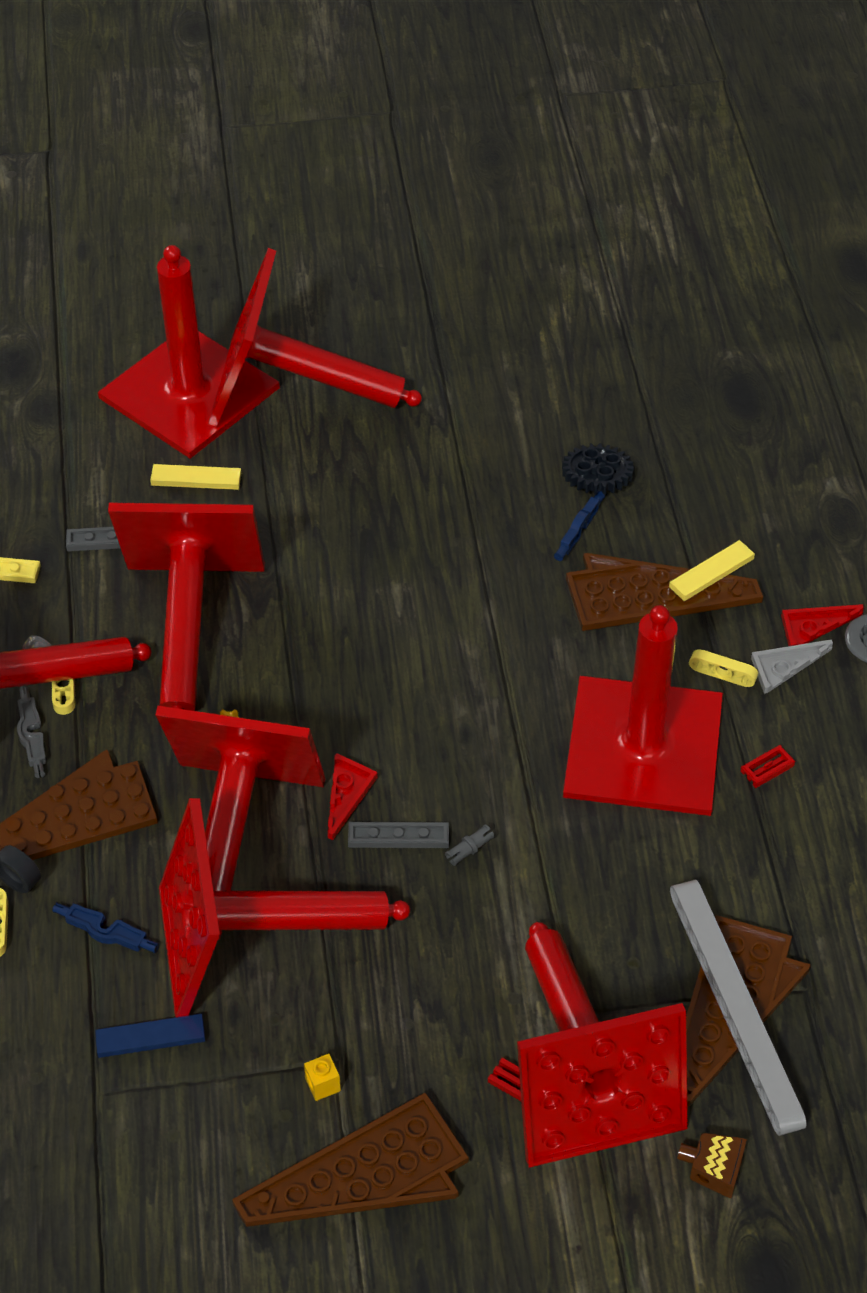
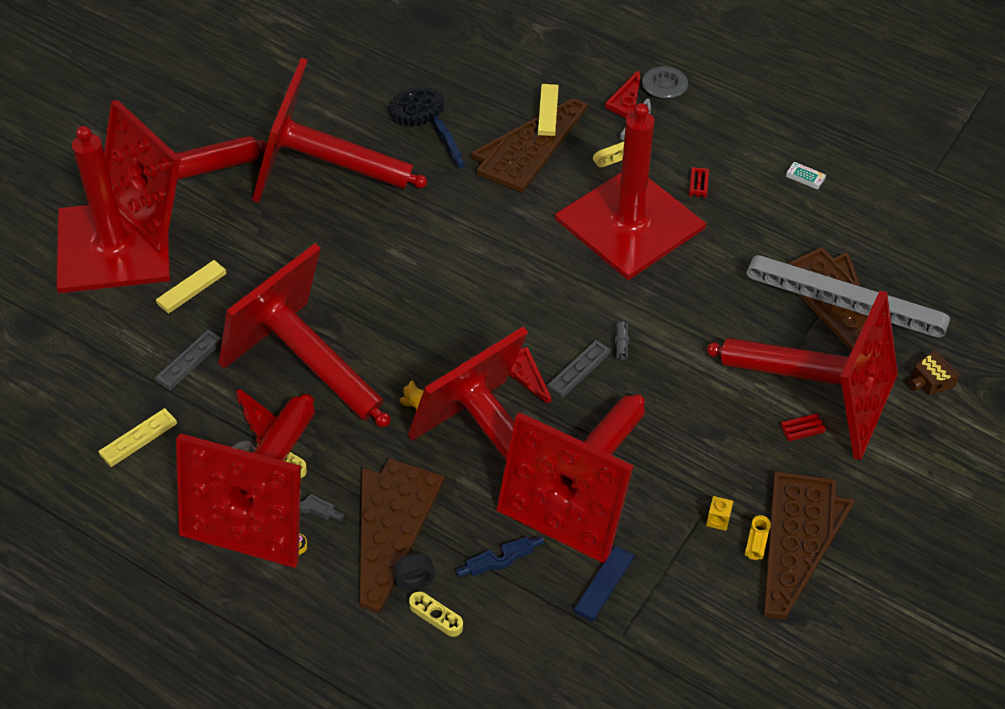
camera: 50 degrees left, 0 degrees up
(94, 625) = (256, 415): none -> red wing
(320, 1133) = (757, 538): none -> yellow piece
(418, 393) = (327, 147): none -> red piece

